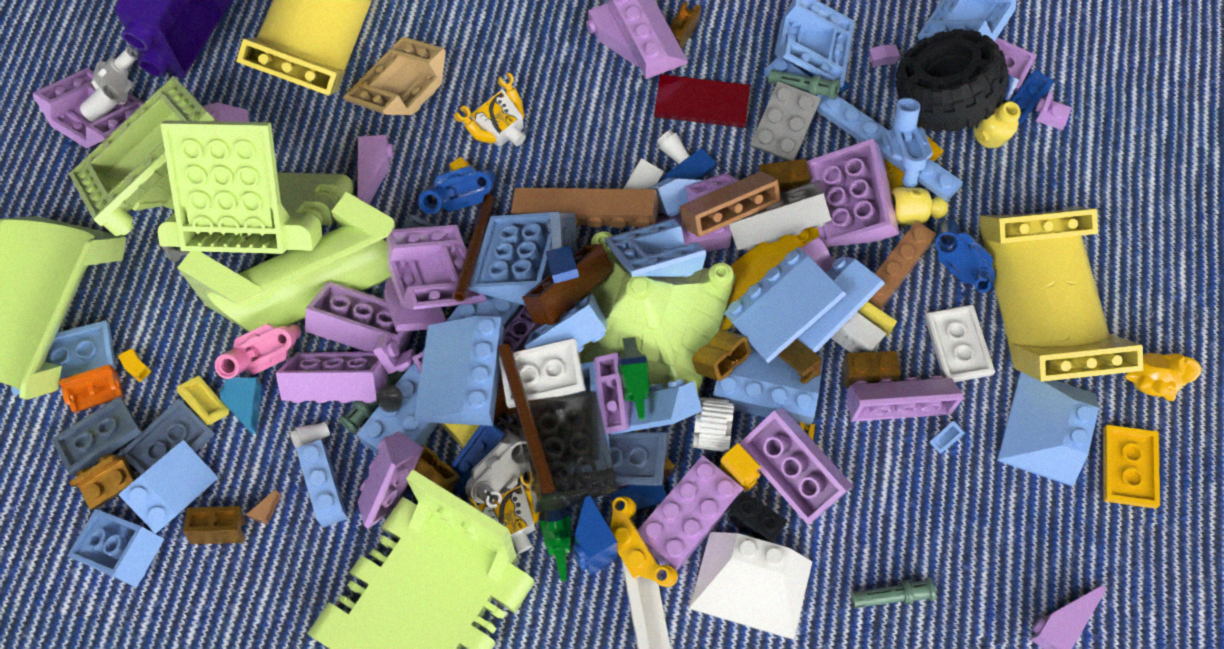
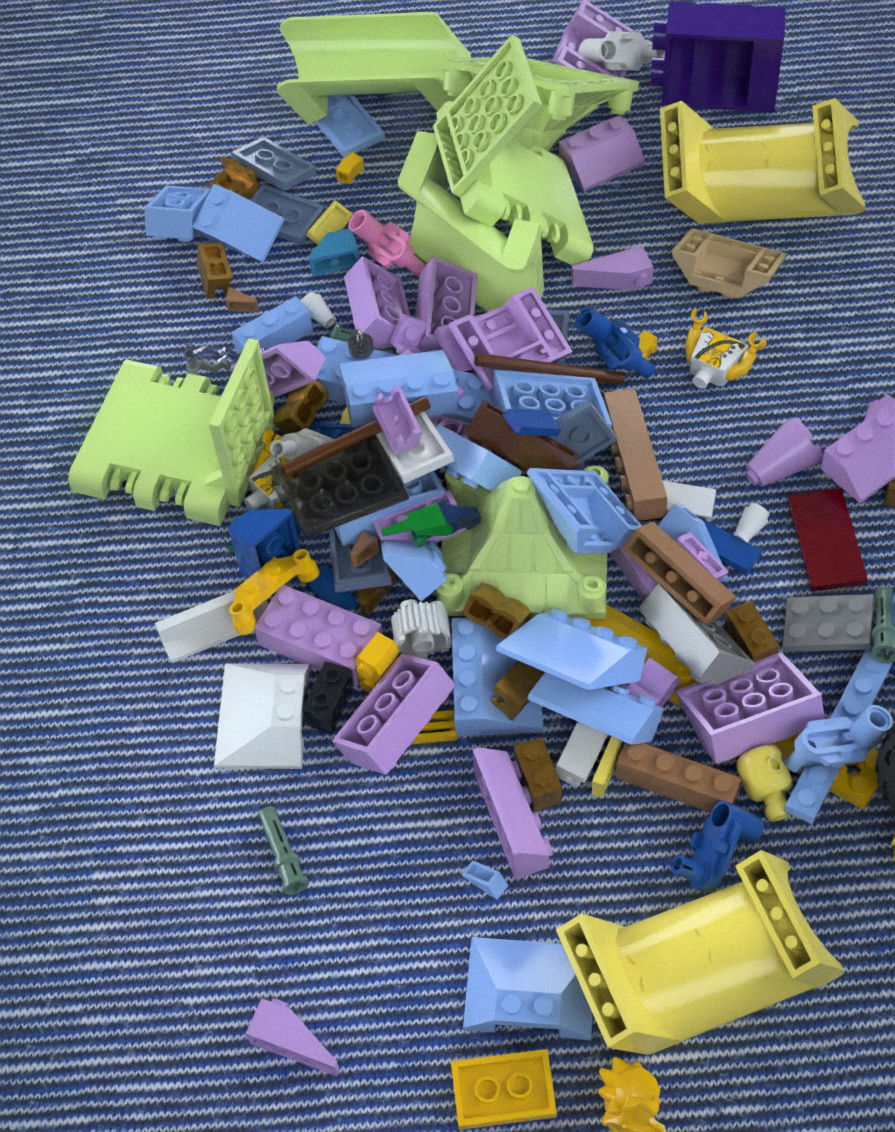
camera: 80 degrees right, 10 degrees down
(91, 388) = (318, 147): orange hinge -> none
(333, 565) = (193, 365): none -> clear purple piece
(529, 372) = (397, 421): none -> lavender hinge
(619, 99) = (784, 454): none -> lavender cone
(623, 447) = (364, 549): none -> medium nougat piece
(959, 343) = (607, 870): white tile -> none

